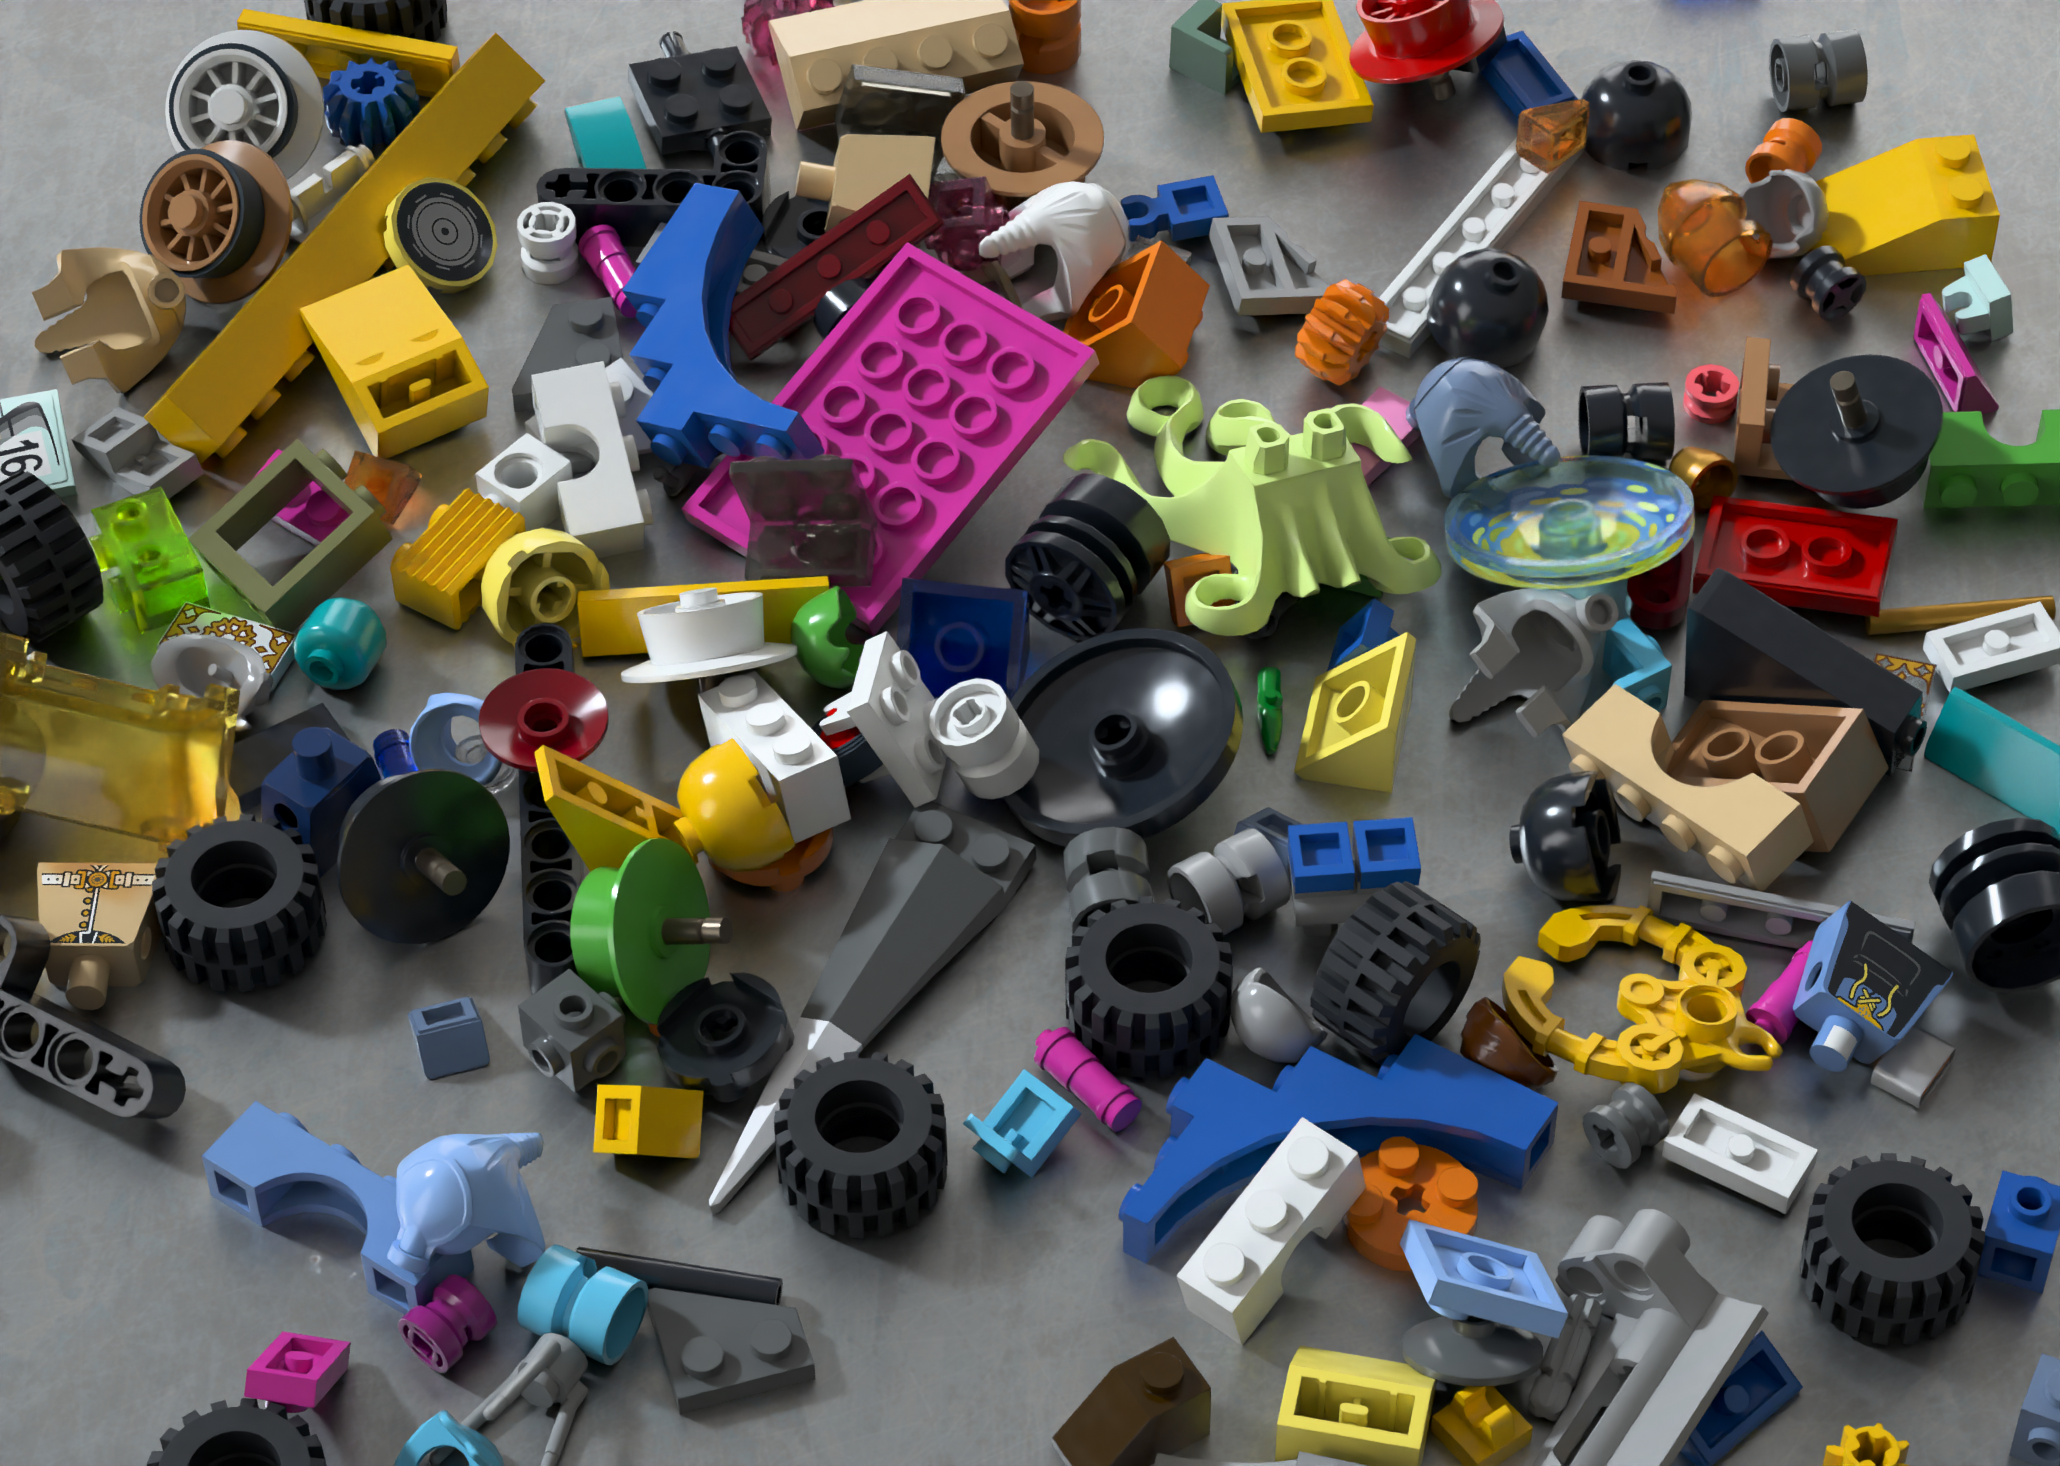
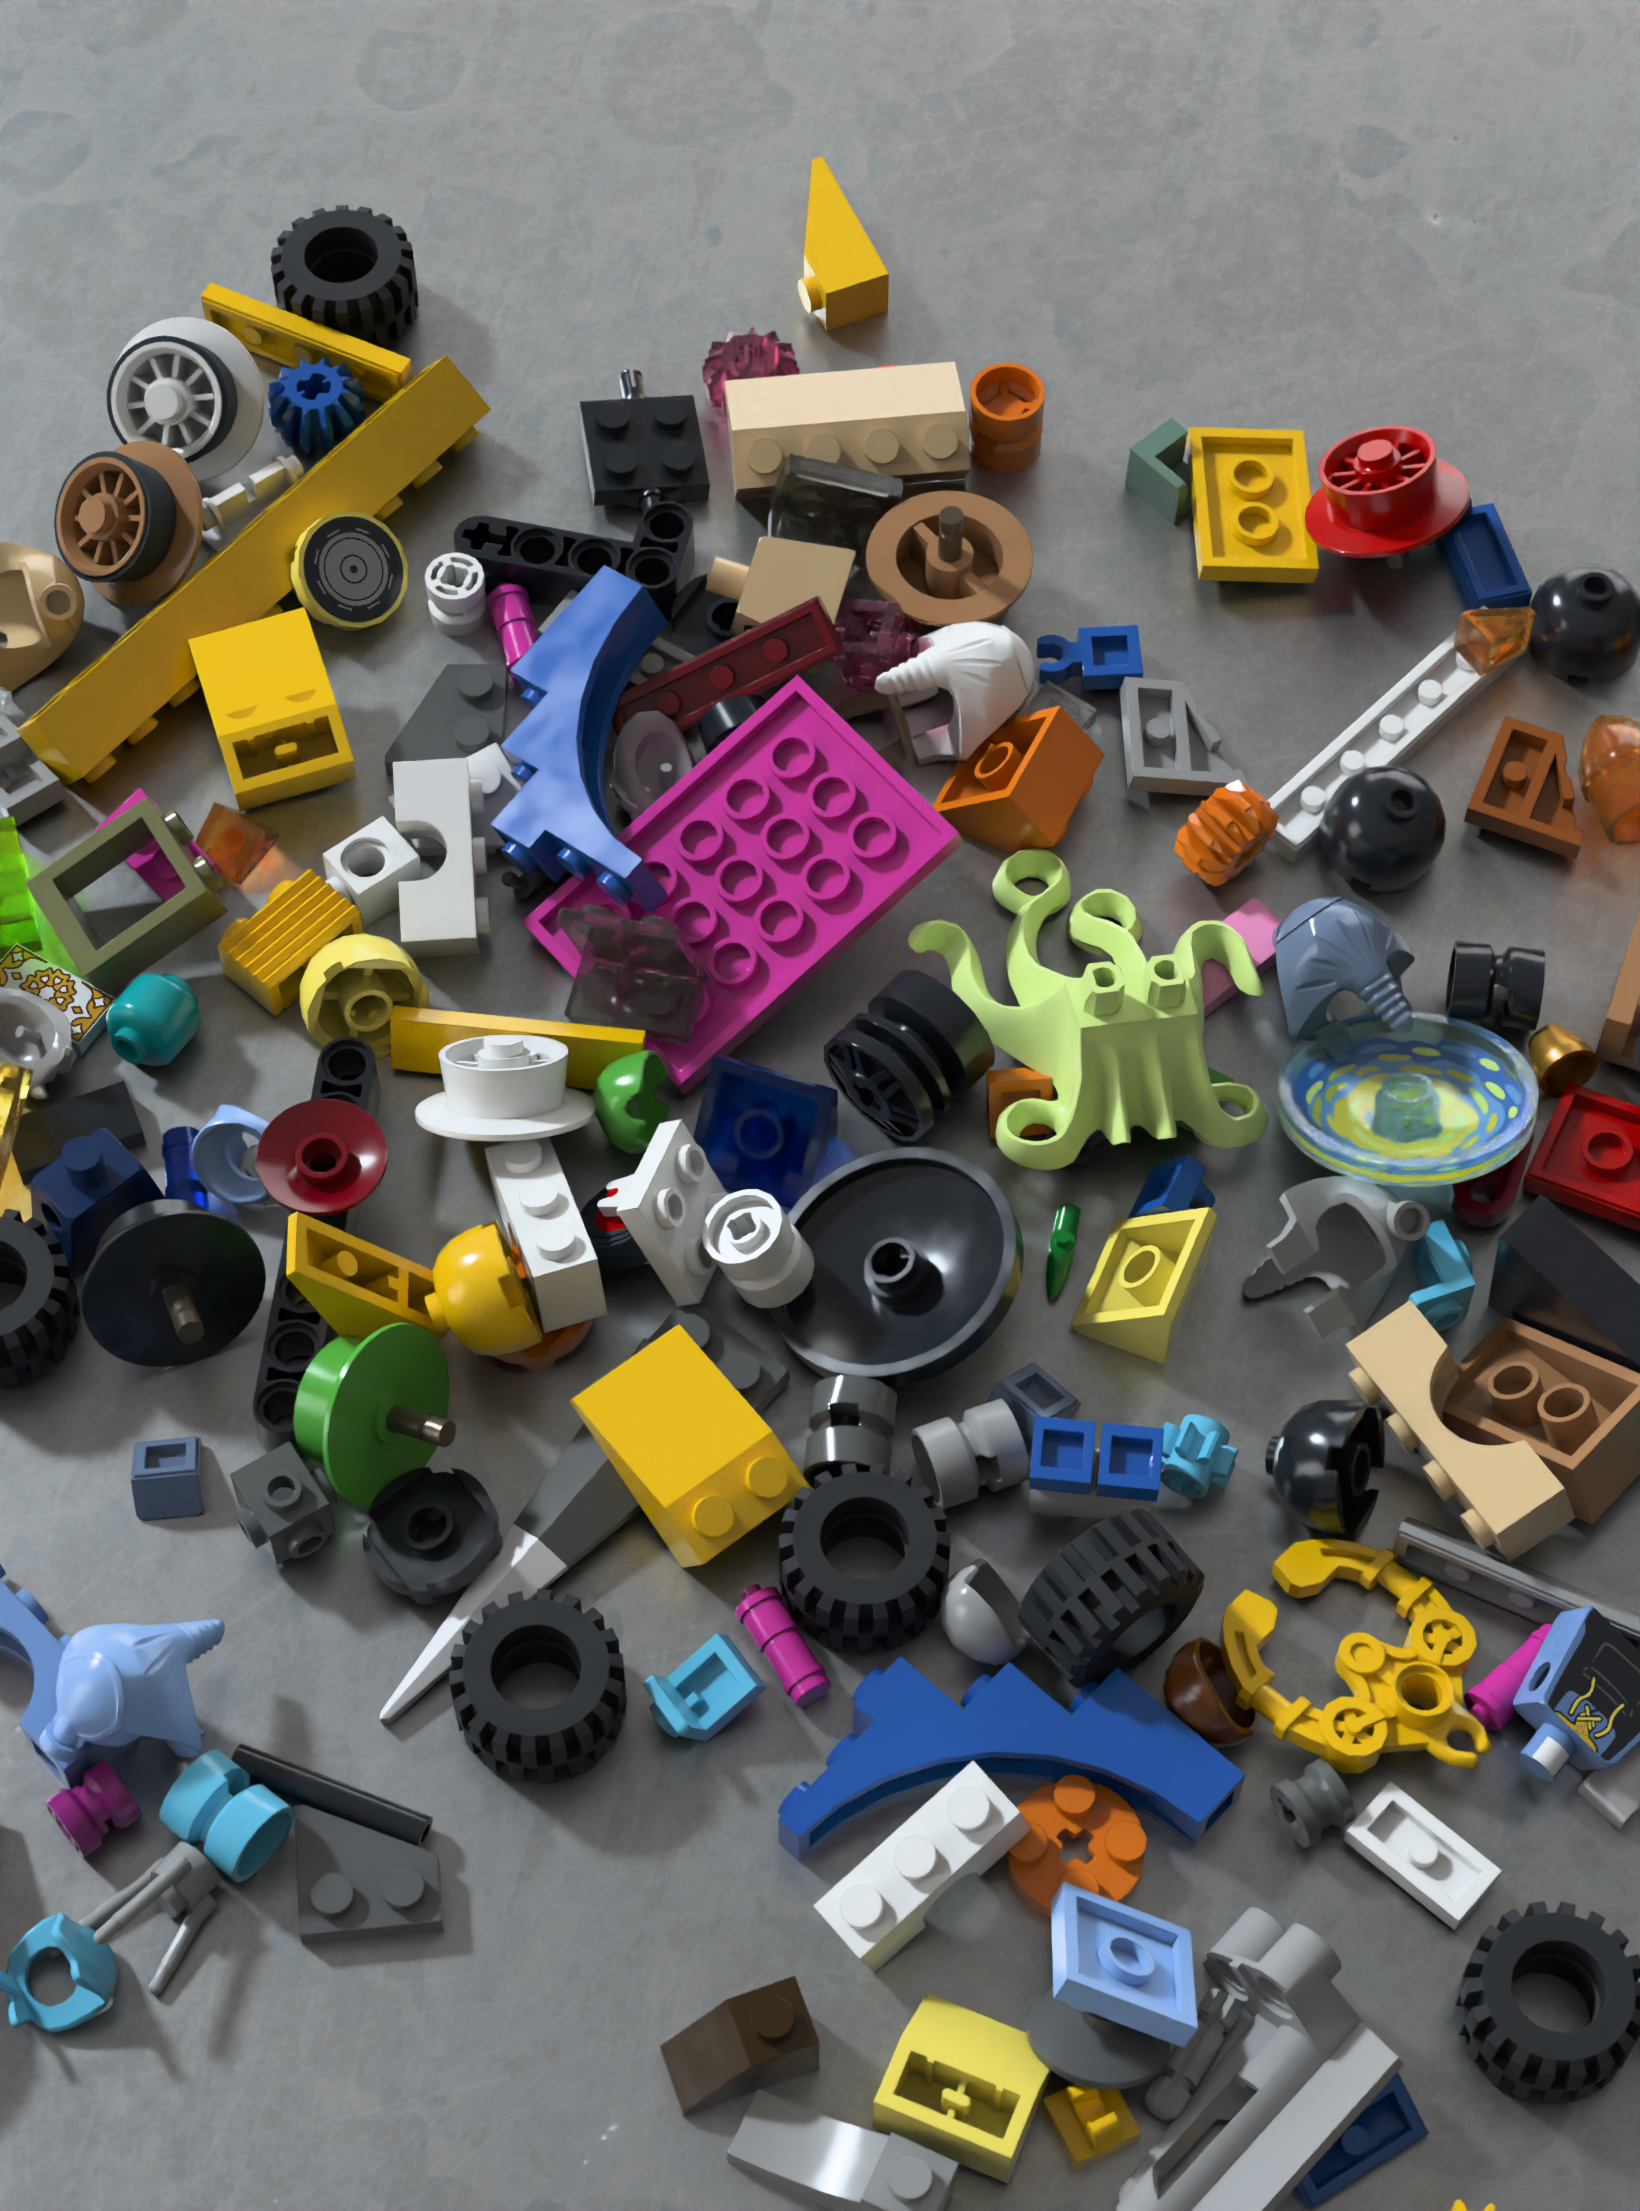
camera: 10 degrees right, 10 degrees up
(604, 135) = (539, 482): teal slope -> none
(648, 1121) = (338, 1615): yellow panel -> none
(770, 351) = (648, 761): none -> light grey hat
(958, 916) = (688, 1447): none -> yellow slope
(1447, 854) = (1196, 1456): none -> medium azure gear
(1709, 408) = (1581, 946): coral bush -> none

